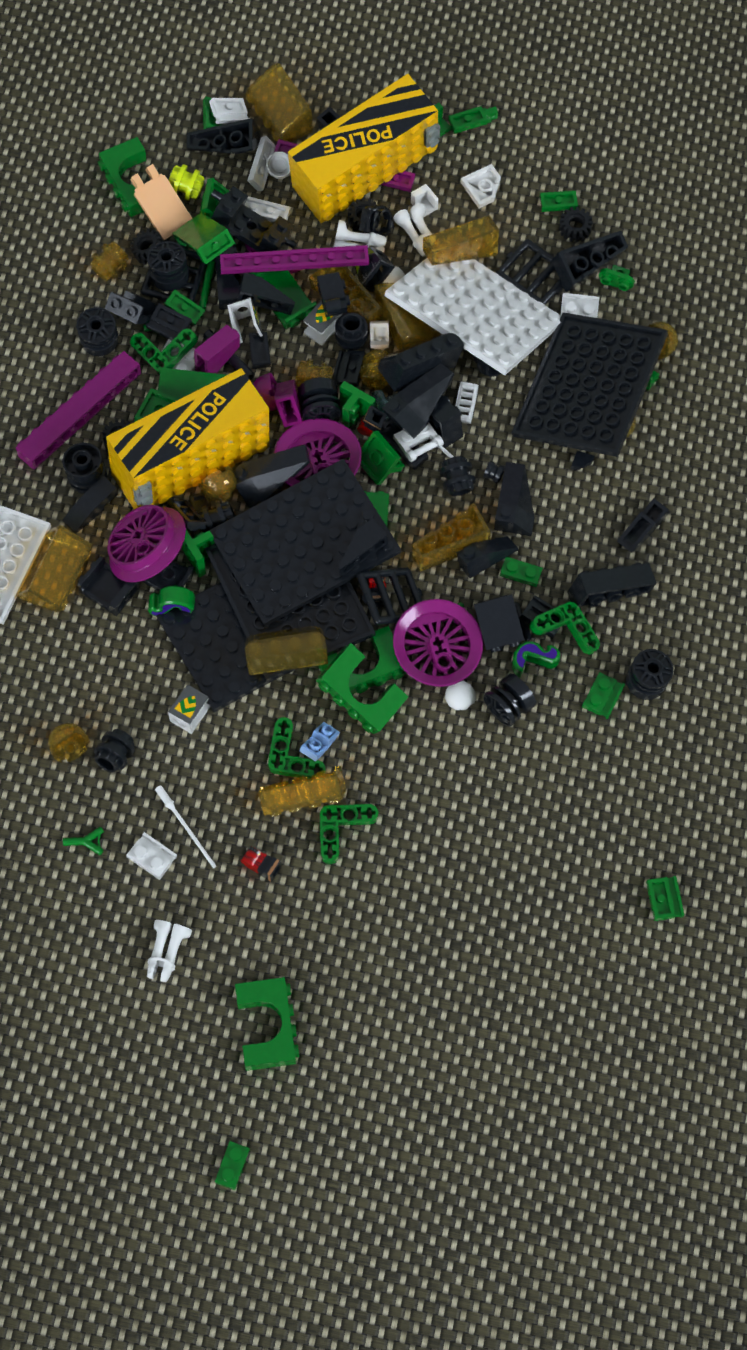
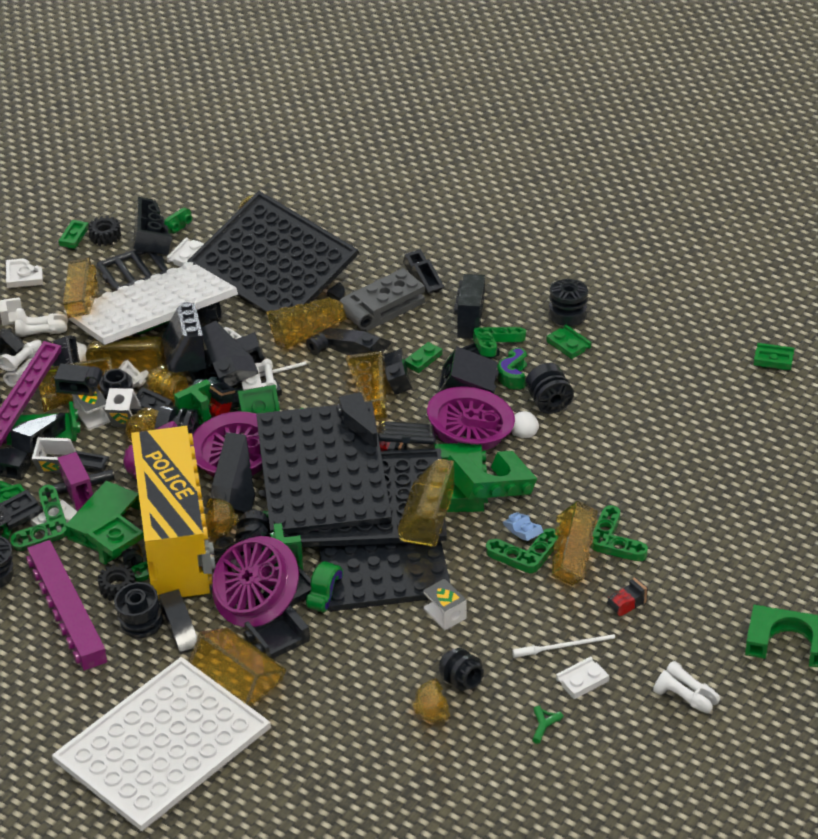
camera: 65 degrees left, 25 degrees down
(330, 342) = (120, 410): none -> white piece
(457, 476) = (309, 363): black piece -> none
(515, 448) = (304, 320): none -> clear yellow wedge
(580, 504) = (383, 299): none -> dark grey hinge

